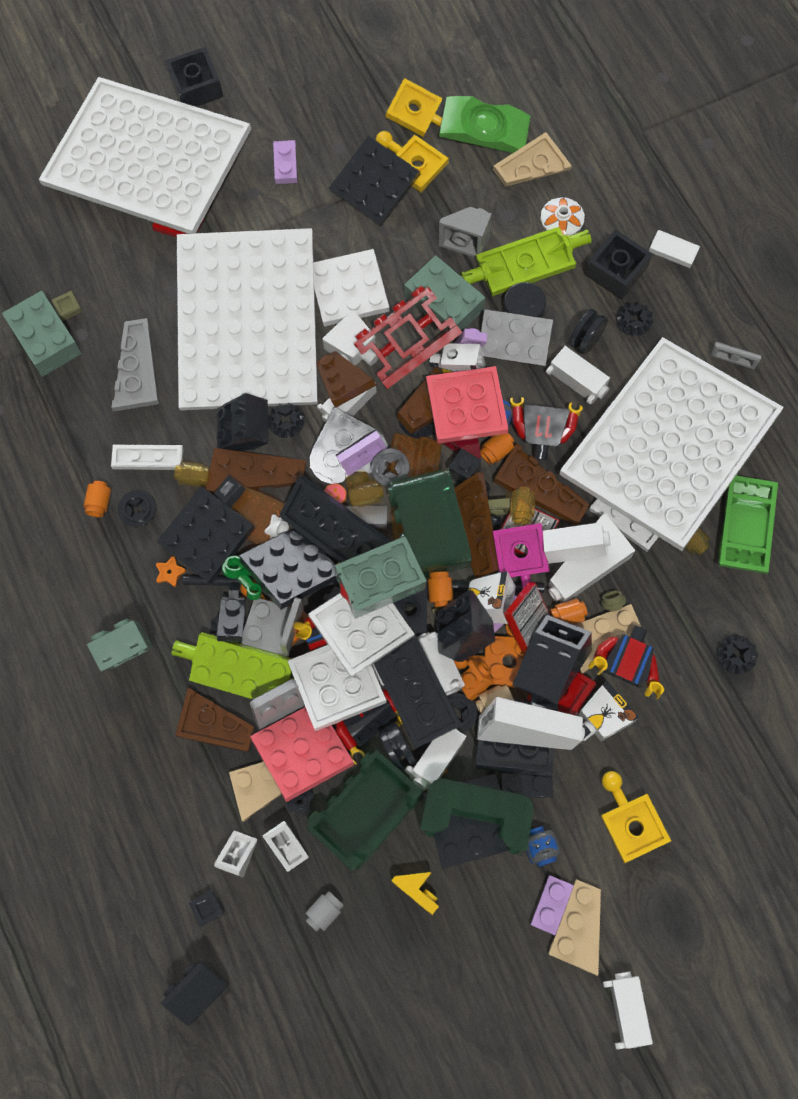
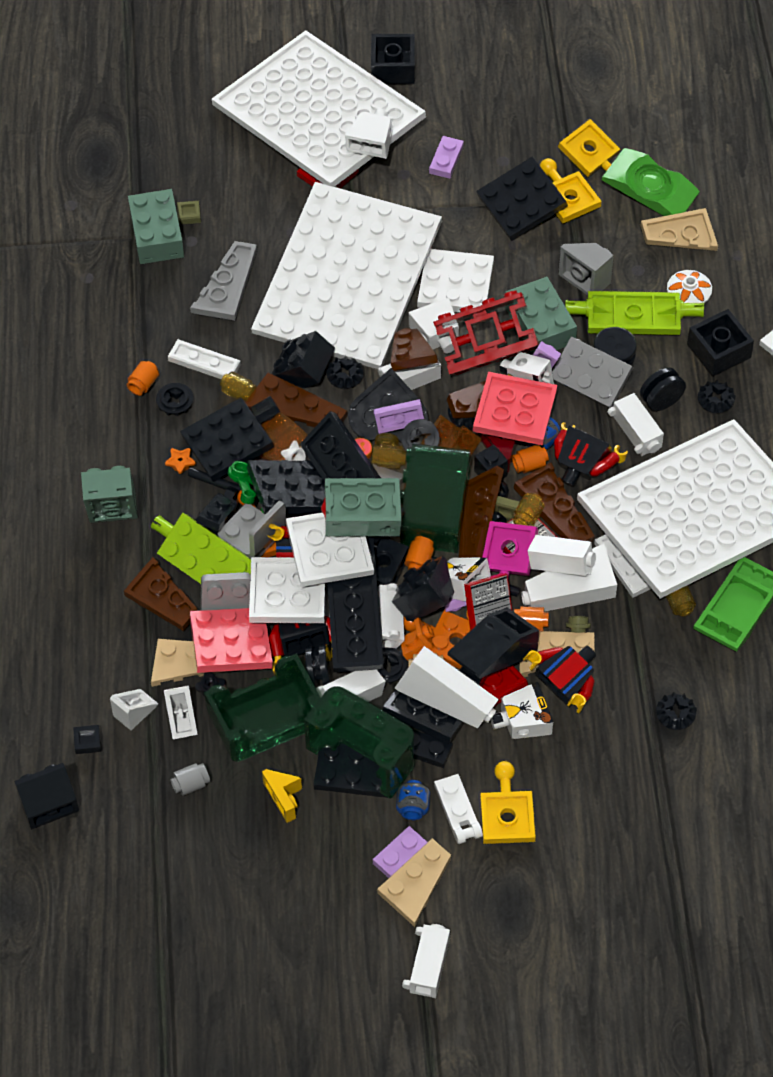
camera: 20 degrees right, 15 degrees down
(209, 166) = (370, 134): none -> white torso
(585, 837) = (457, 808): none -> white plate

